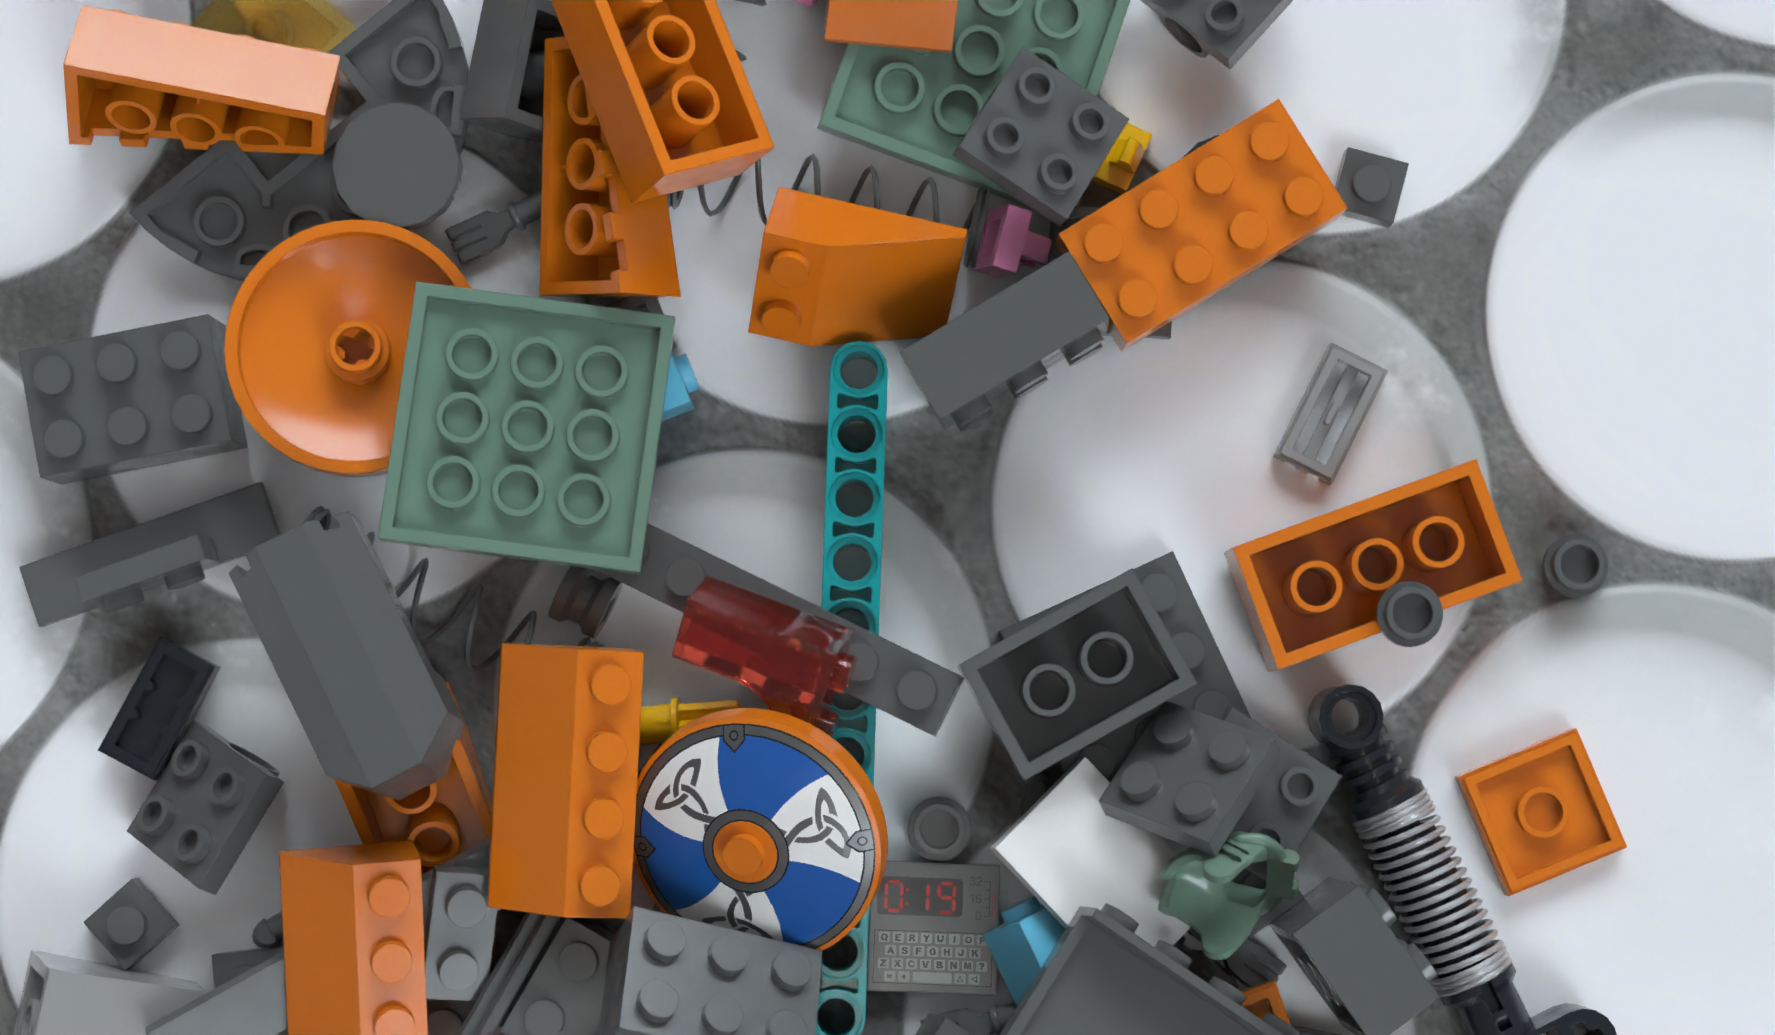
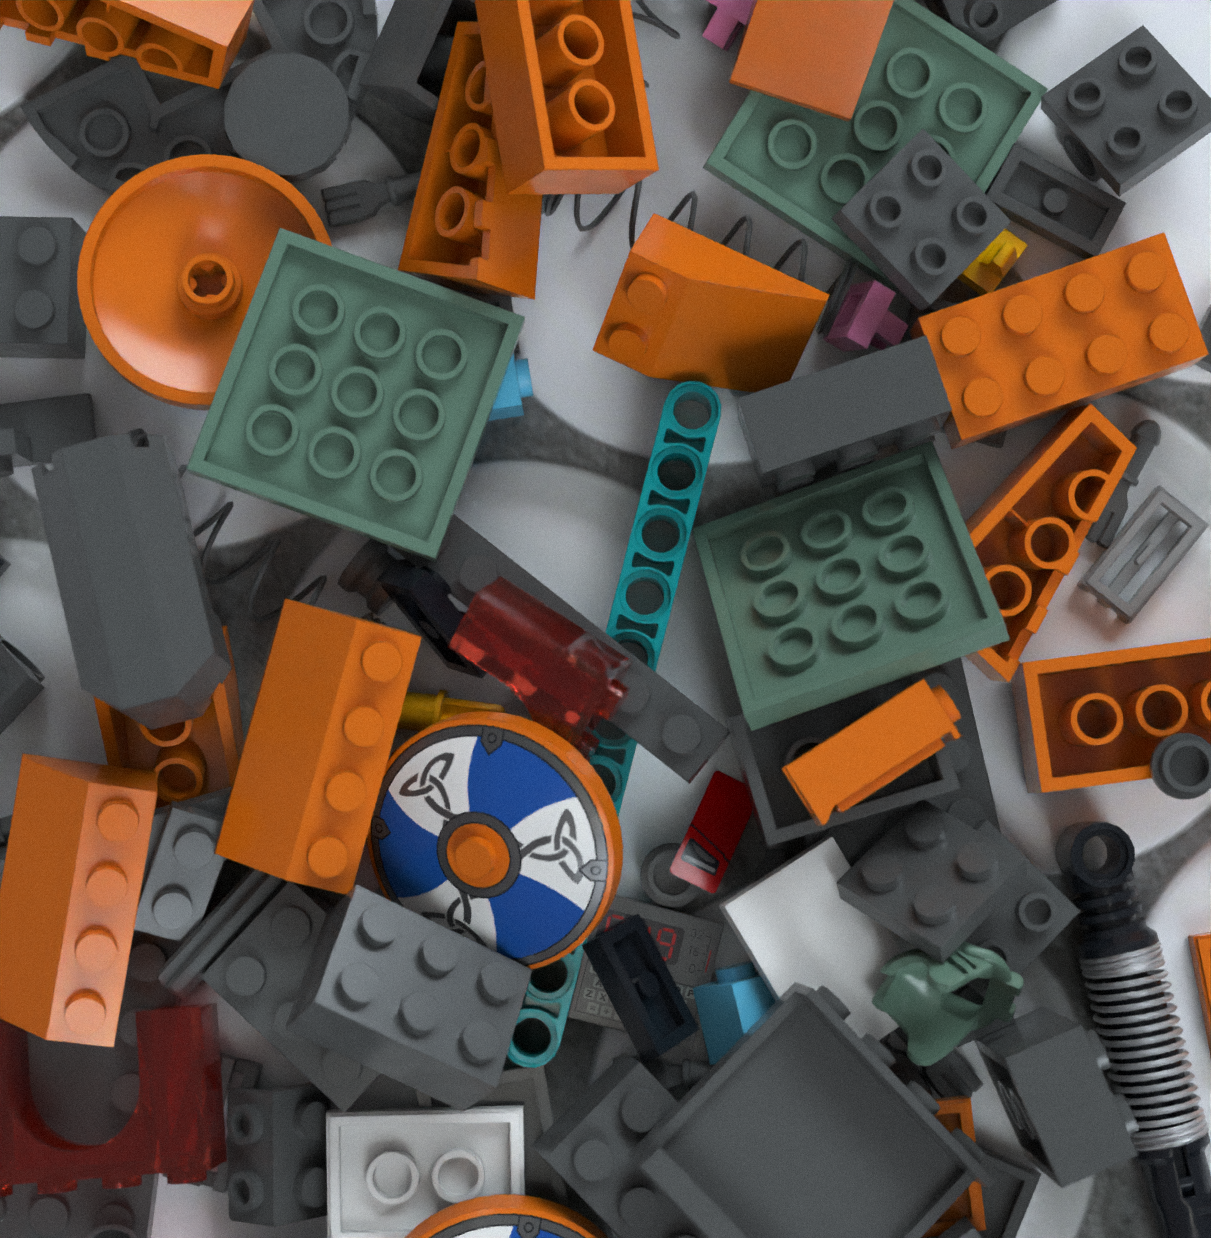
camera: 15 degrees right, 0 degrees up
(637, 615) = (425, 603): none -> black plate
(931, 945) = (640, 988): none -> black plate
(970, 779) = (713, 833): none -> red sticker
(1044, 510) = (846, 586): none -> sand green plate
(1104, 665) = (873, 750): none -> orange window
(1169, 88) = (1055, 203): none -> dark grey plate
(1200, 445) = (1038, 521): none -> orange wedge
(1287, 371) = (1145, 437): none -> dark grey piece

